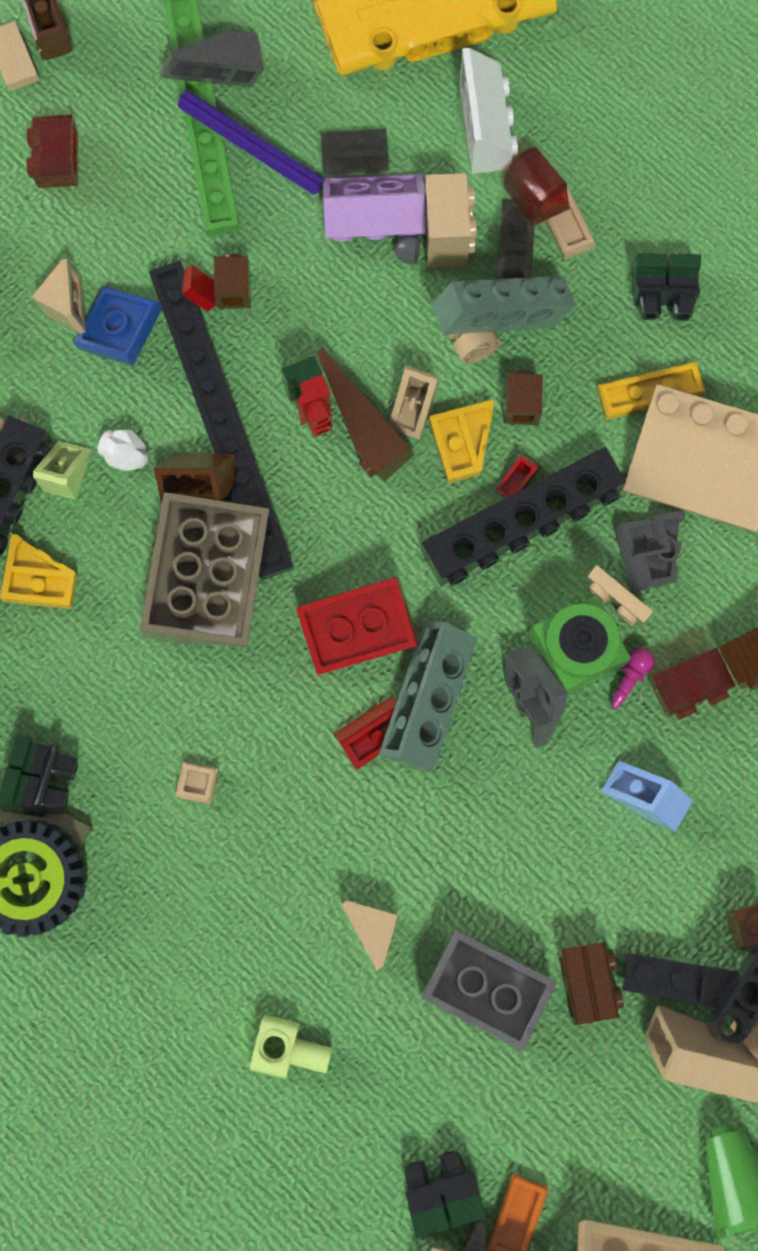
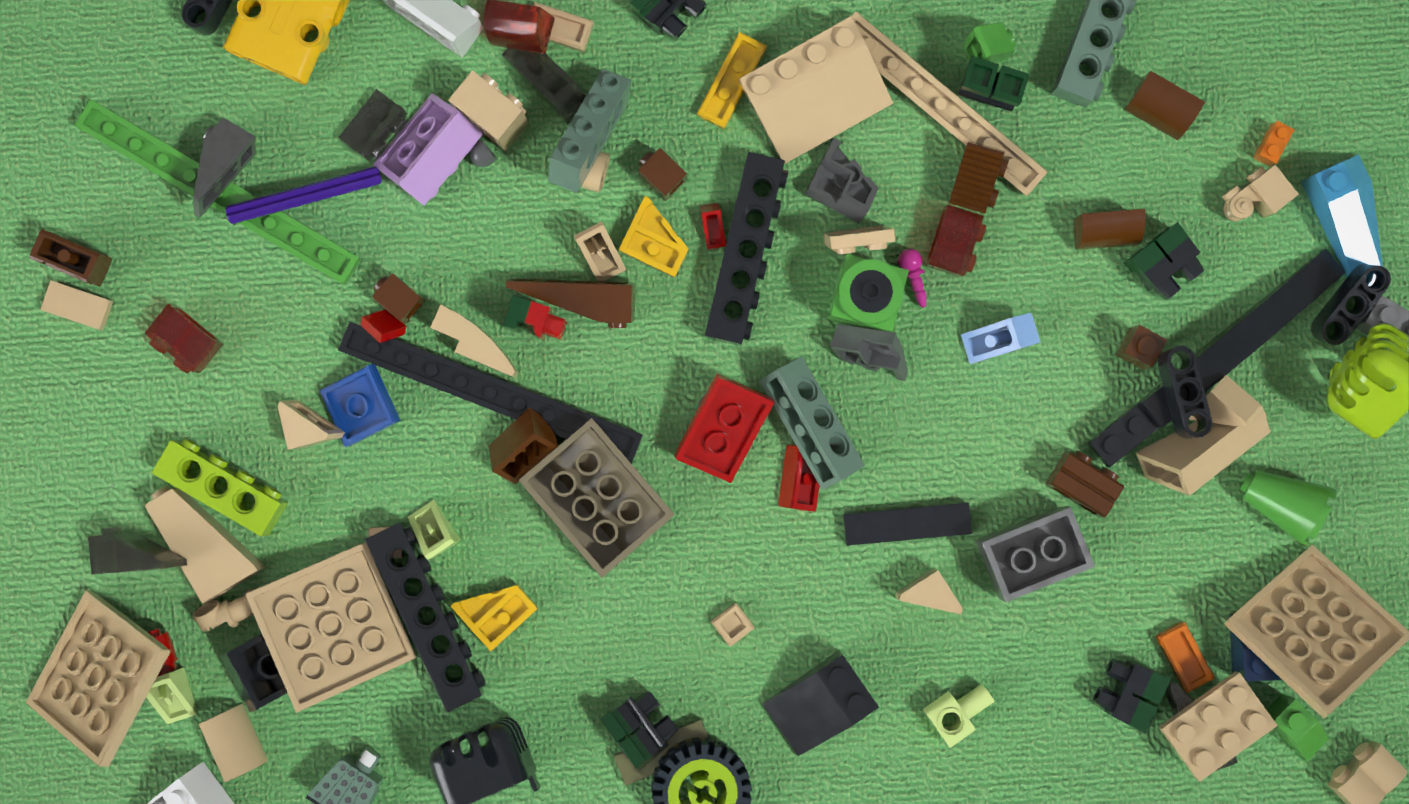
camera: 55 degrees left, 10 degrees up
(123, 450) = (457, 479): white rock -> none
(192, 918) = (820, 704): none -> black slope
(249, 367) = (472, 341): none -> tan slope
(415, 857) = (907, 524): none -> black tile

